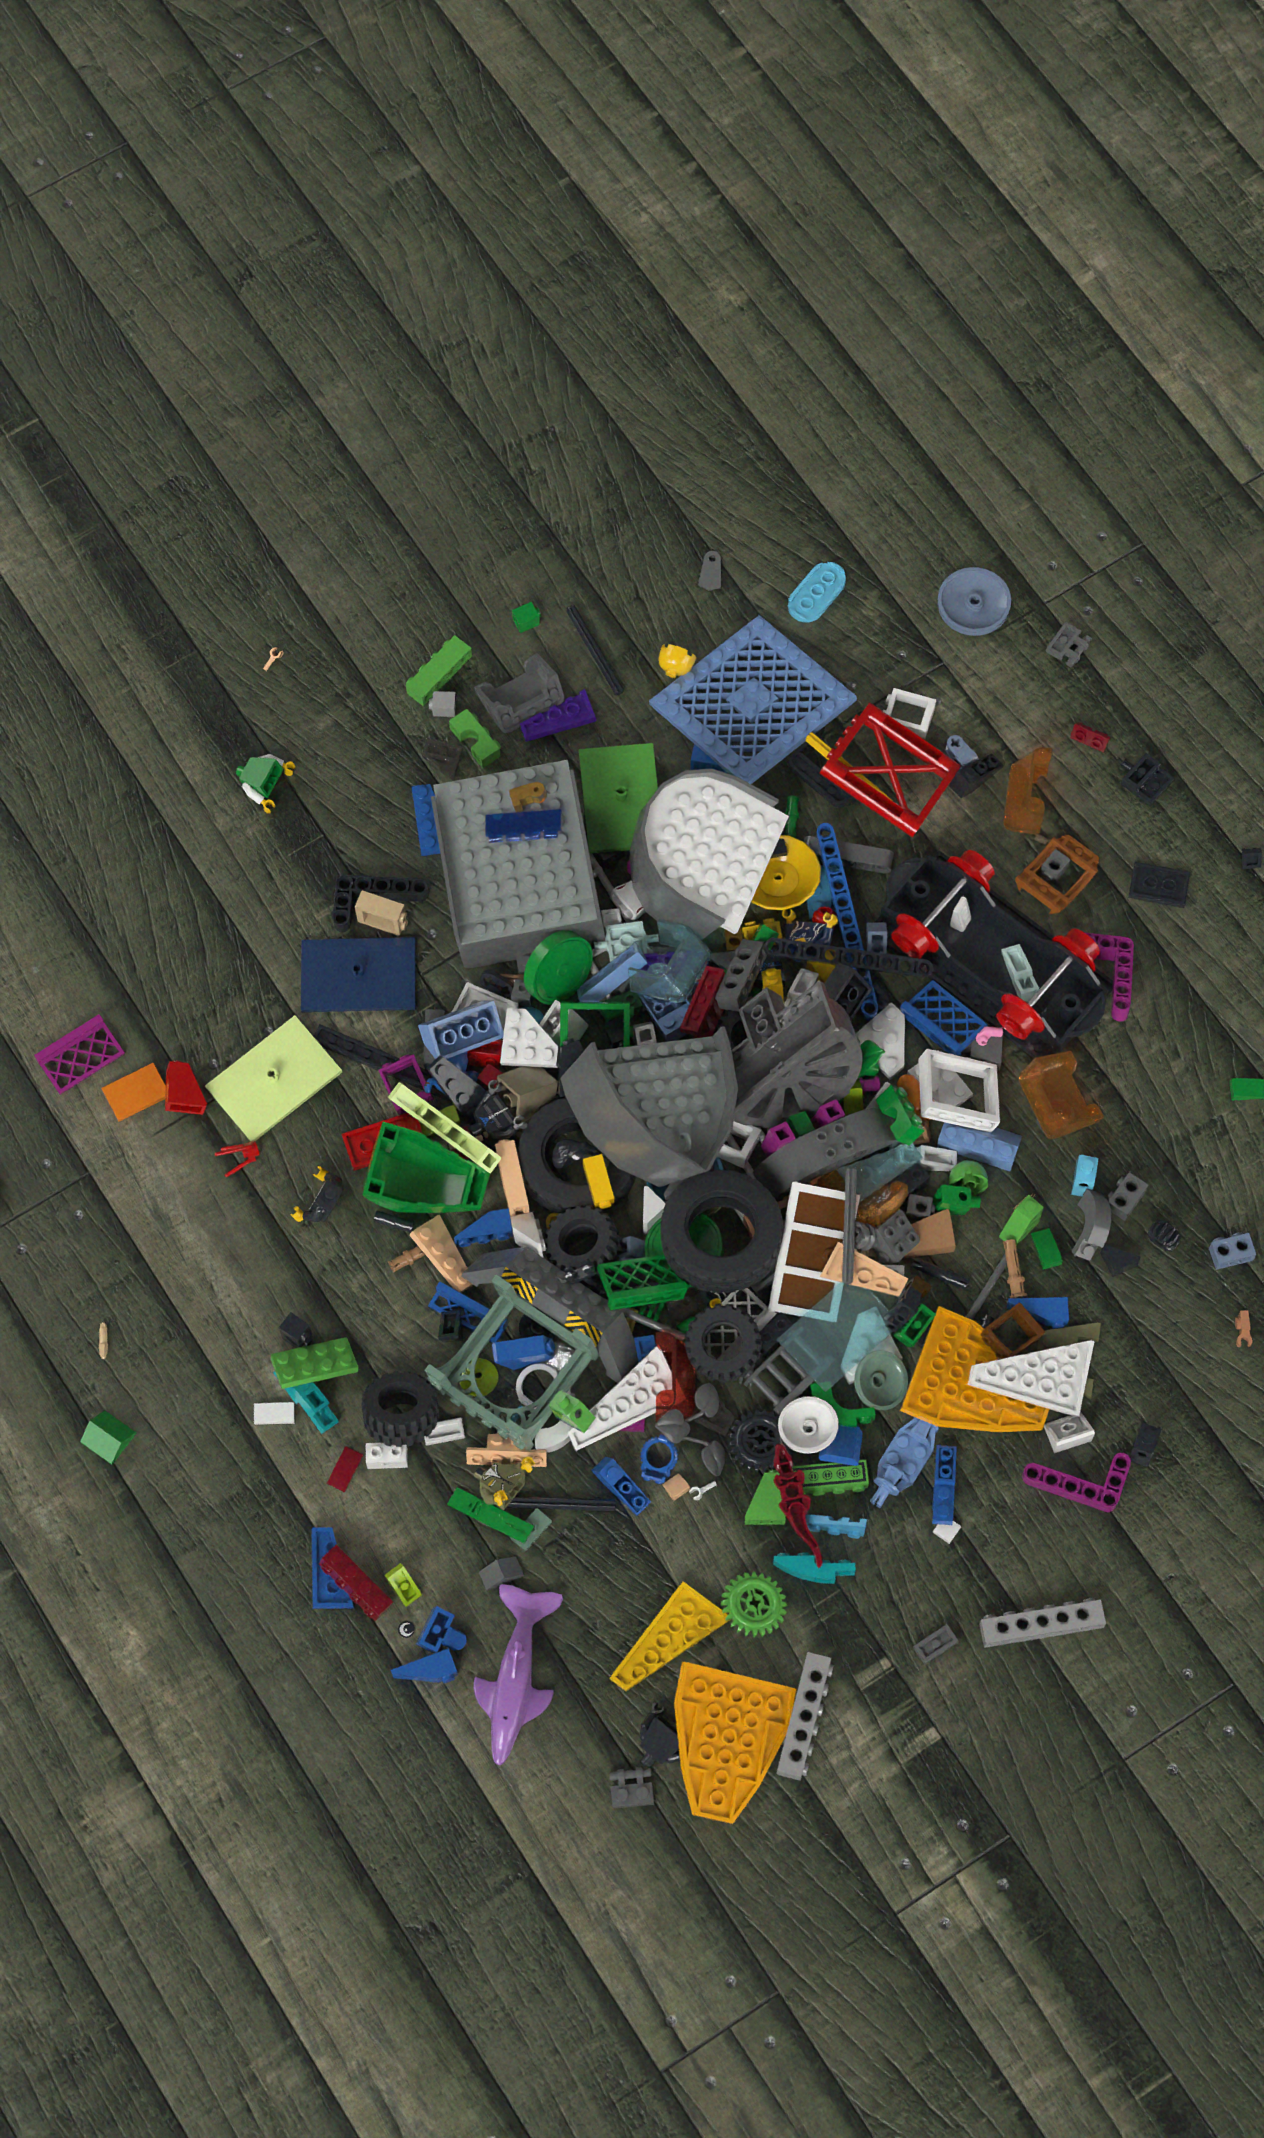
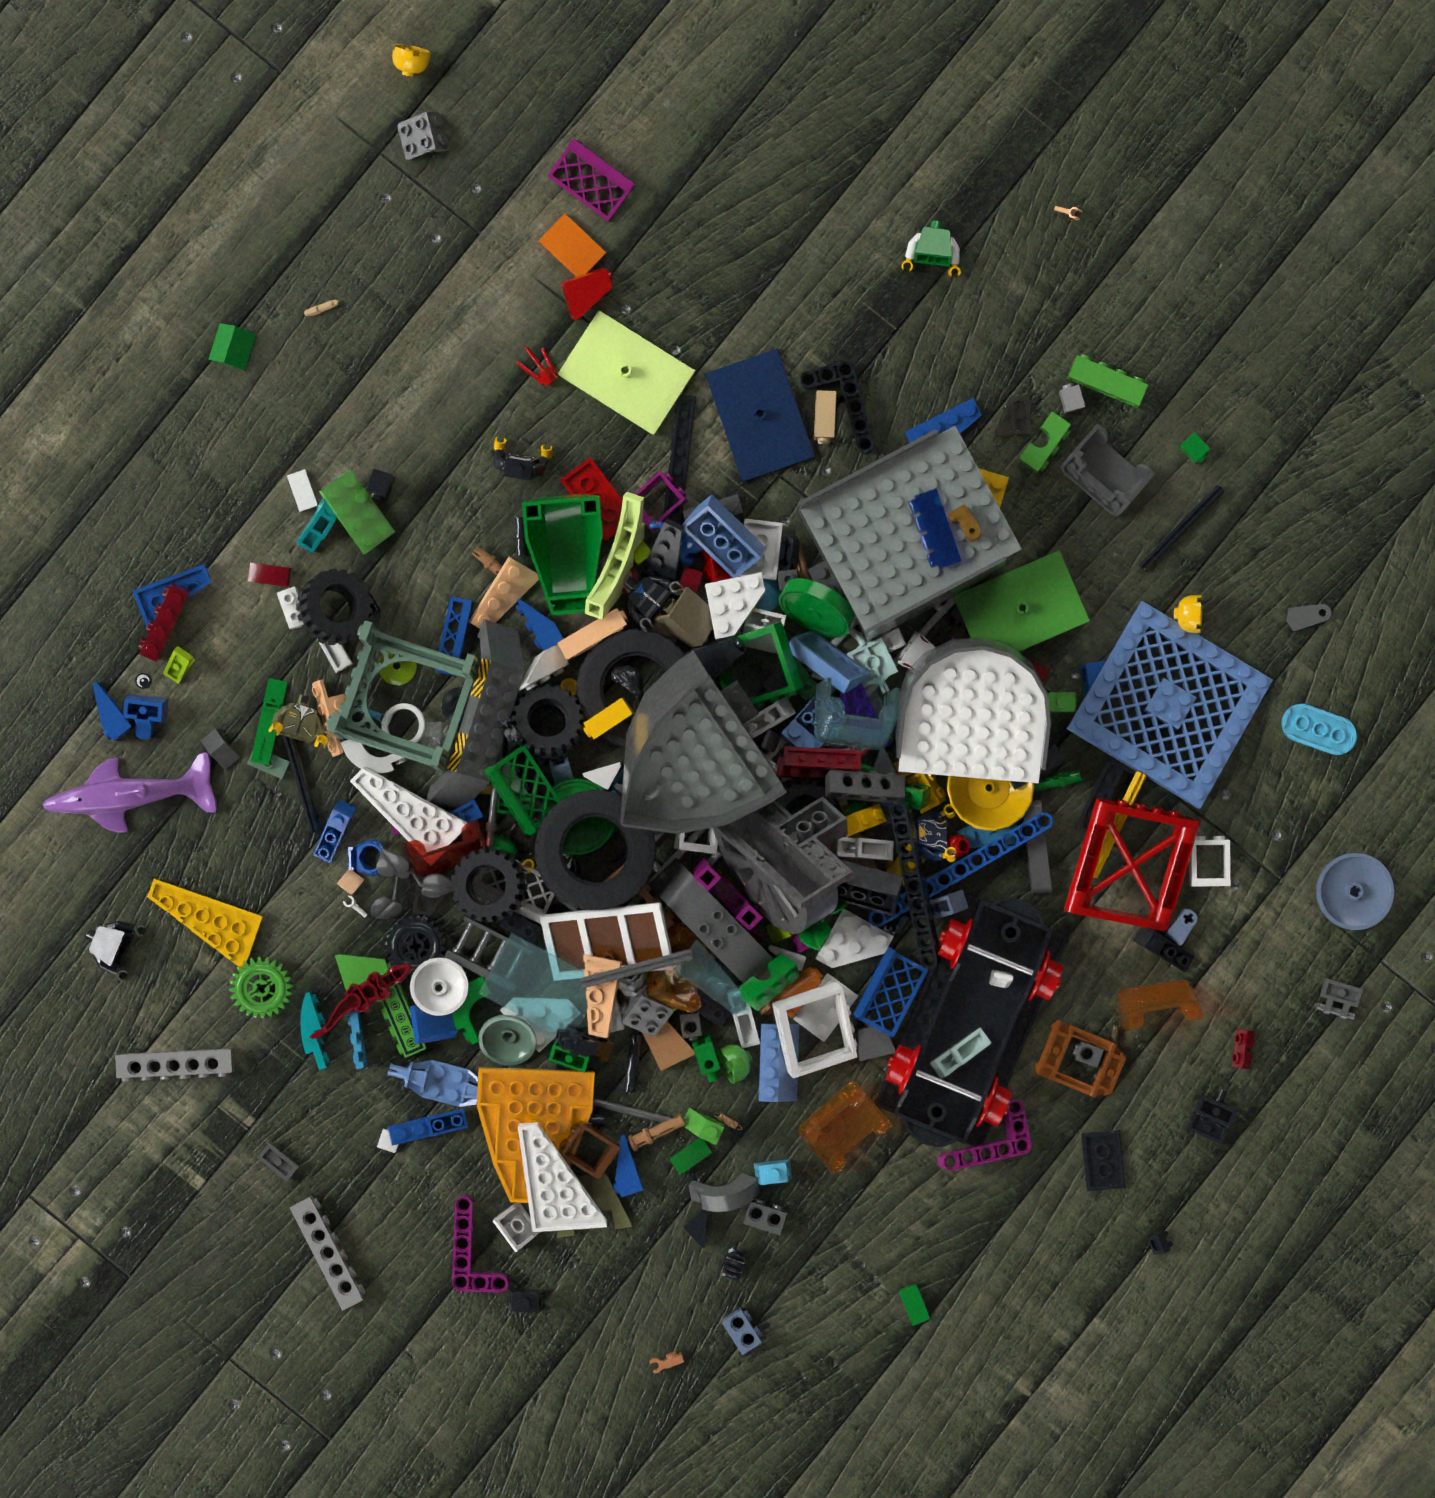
camera: 70 degrees right, 20 degrees up
(450, 1326) = (432, 625): black slope -> none
(523, 1352) = (427, 701): blue slope -> none
(566, 1406) = (379, 762): bright green torso -> none
(568, 715) = (1094, 518): dark purple wing -> none
(632, 1794) = (58, 932): dark grey plate -> none
(727, 1736) = (130, 1002): light orange piece -> none
(800, 1124) = (727, 890): green brick -> none
(983, 1036) = (879, 1036): bright pink arm -> none

